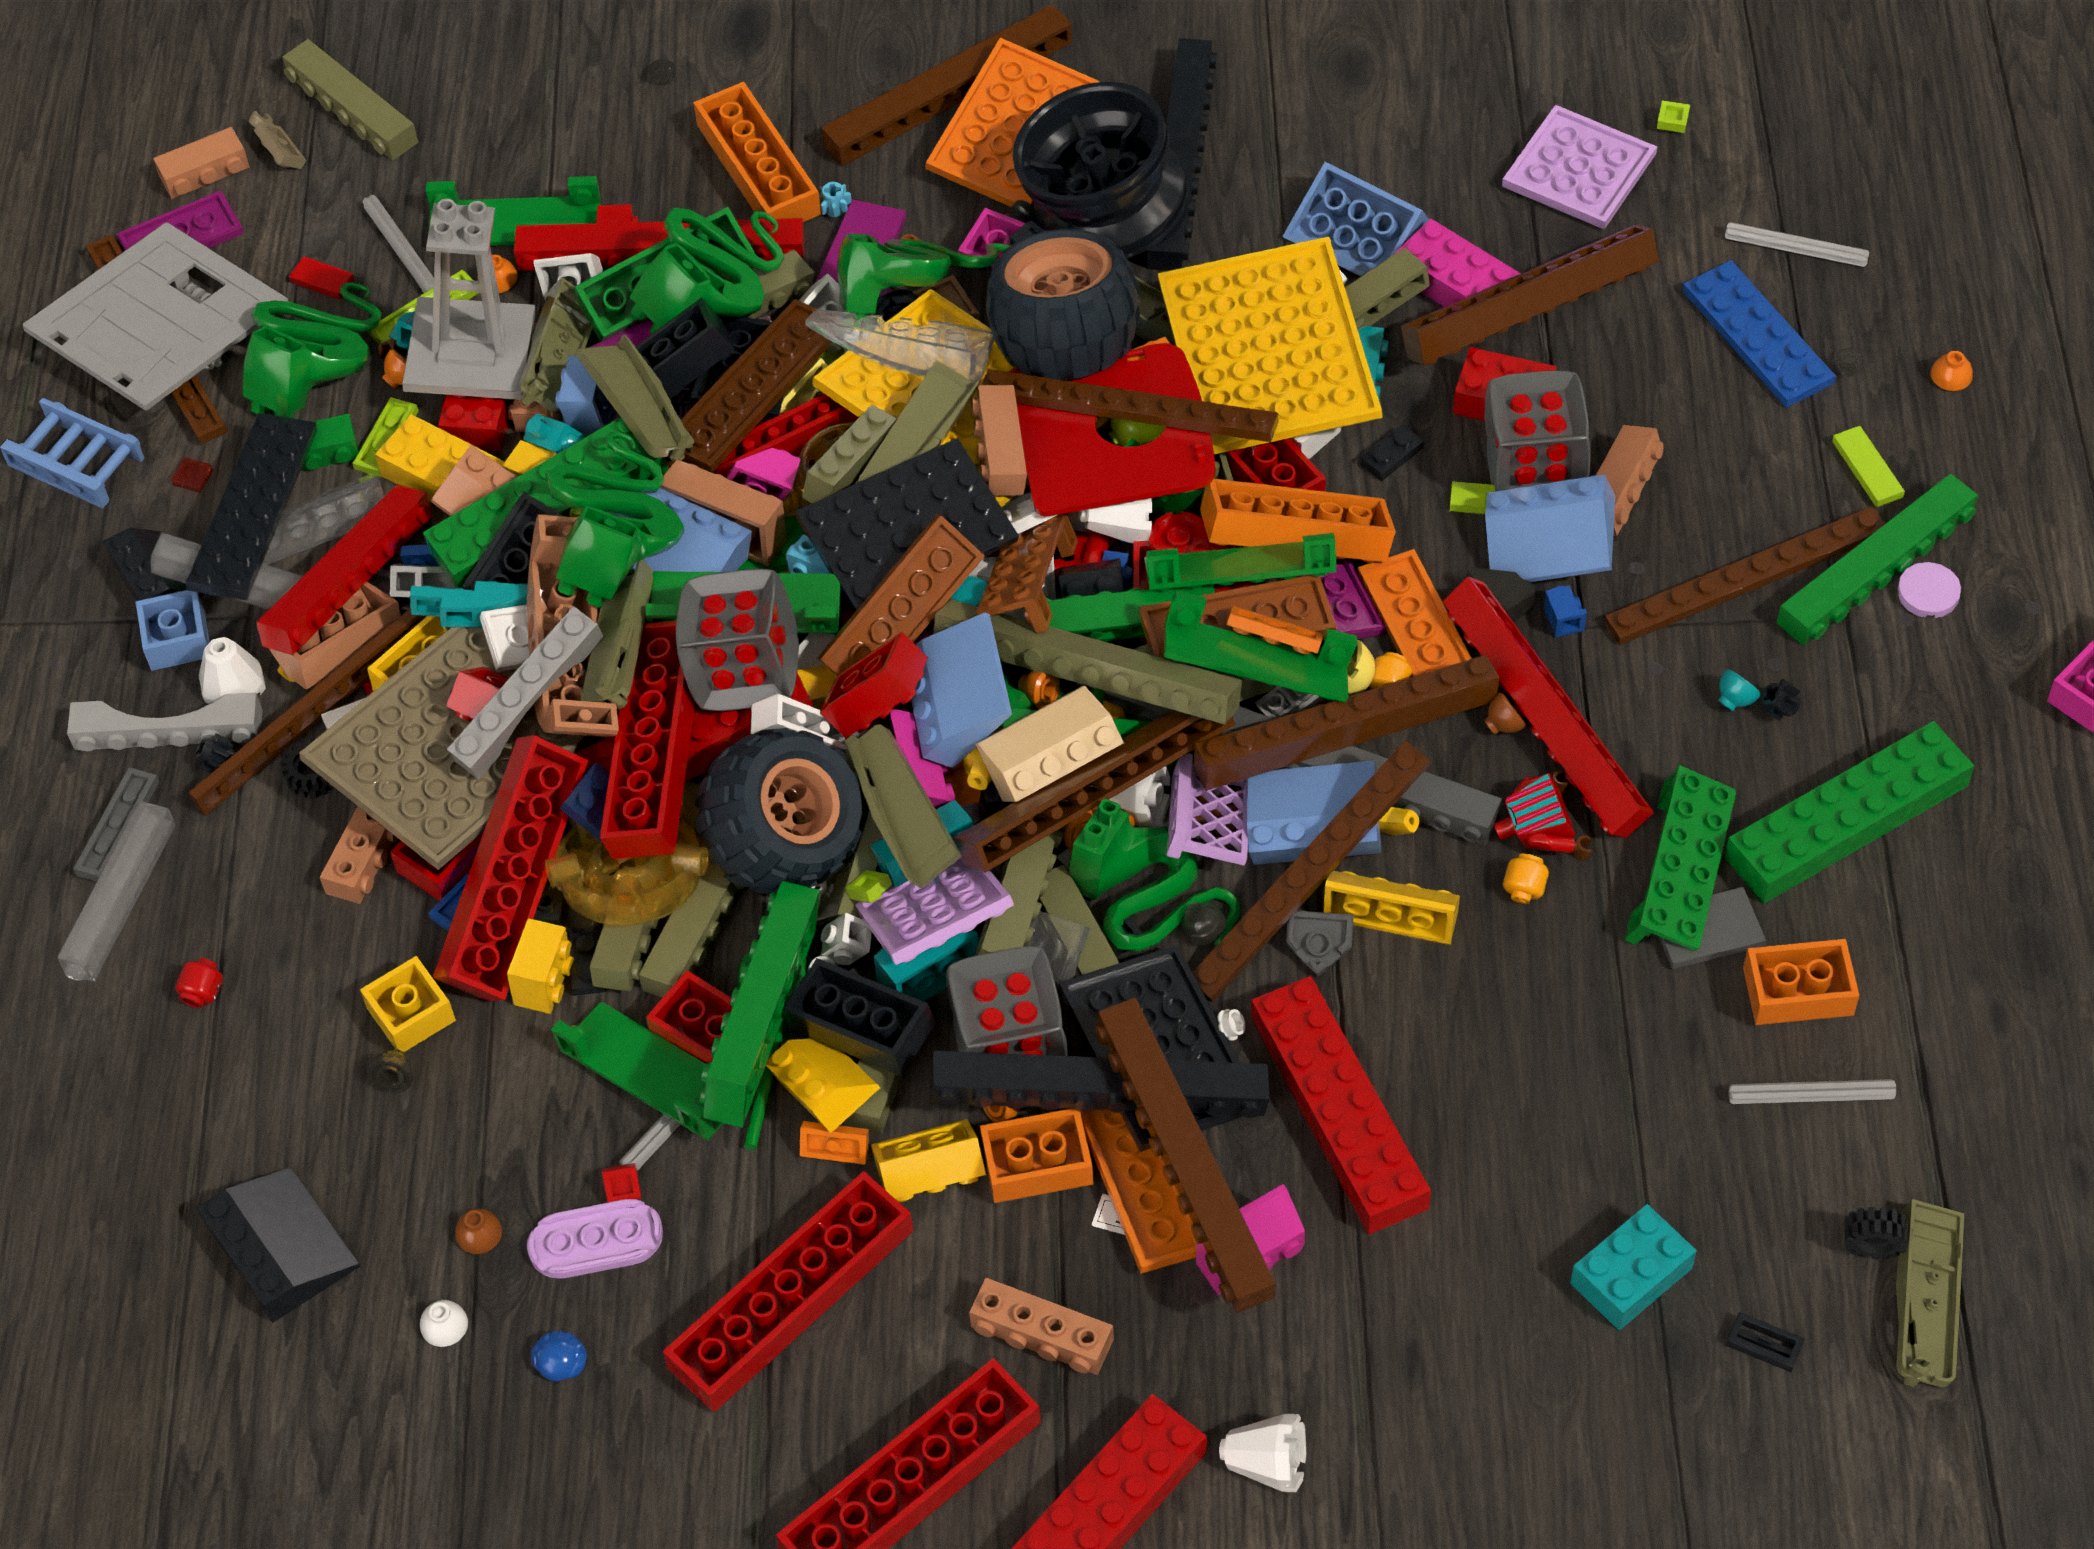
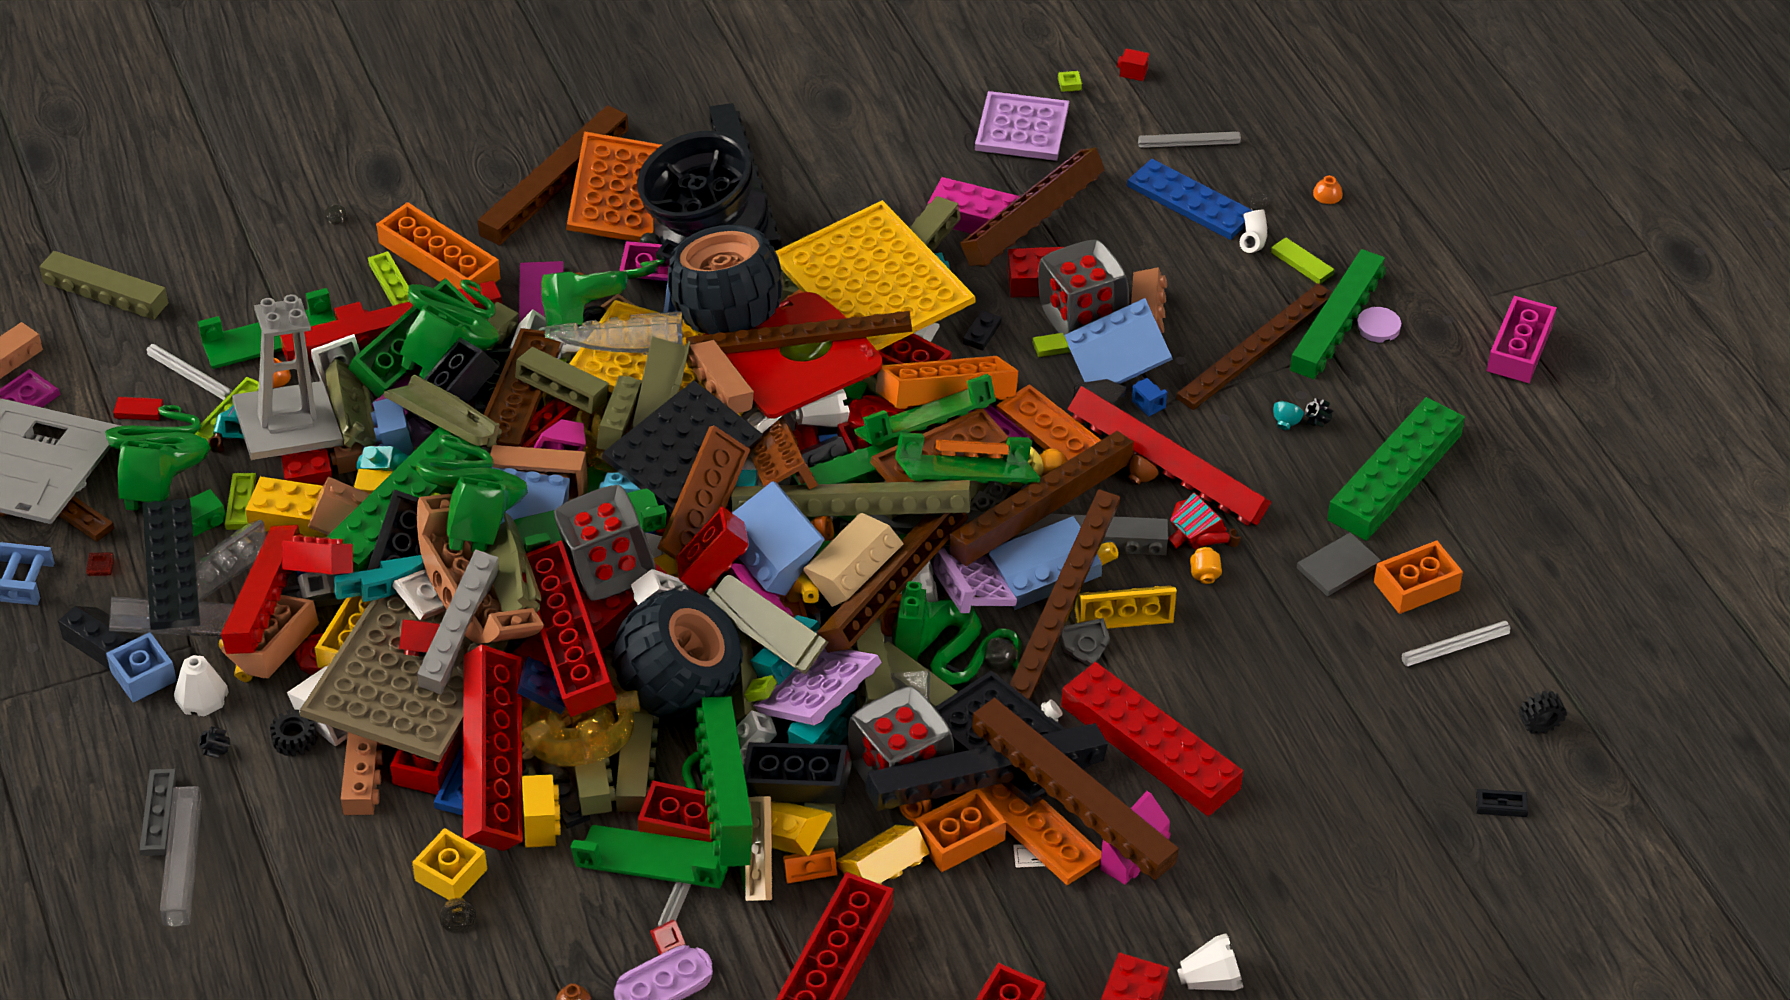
camera: 25 degrees left, 10 degrees down
(102, 727) = (116, 748): light grey arch -> none
(199, 983) = (278, 898): red head -> none
(277, 141) = (57, 325): dark tan plate -> none
(298, 719) = (273, 695): reddish brown plate -> none
(394, 368) = (232, 452): orange brick -> none
(408, 551) = (317, 555): none -> red brick
(687, 176) = (389, 278): none -> lime plate
(770, 1104) = (759, 872): none -> tan plate
(802, 390) = (561, 380): none -> olive brick
(834, 199) = (508, 265): medium azure gear -> none
(1041, 1327) = (1016, 938): nougat brick -> none
(1358, 218) = (900, 187): medium blue slope -> none
(1633, 1267) = (1396, 781): teal brick -> none
(1684, 859) = (1306, 525): green bracket -> none
(1770, 113) = (1133, 64): none -> red brick
(1821, 408) = (1256, 231): none -> white cylinder
(1929, 1294) = (1593, 743): olive piece -> none

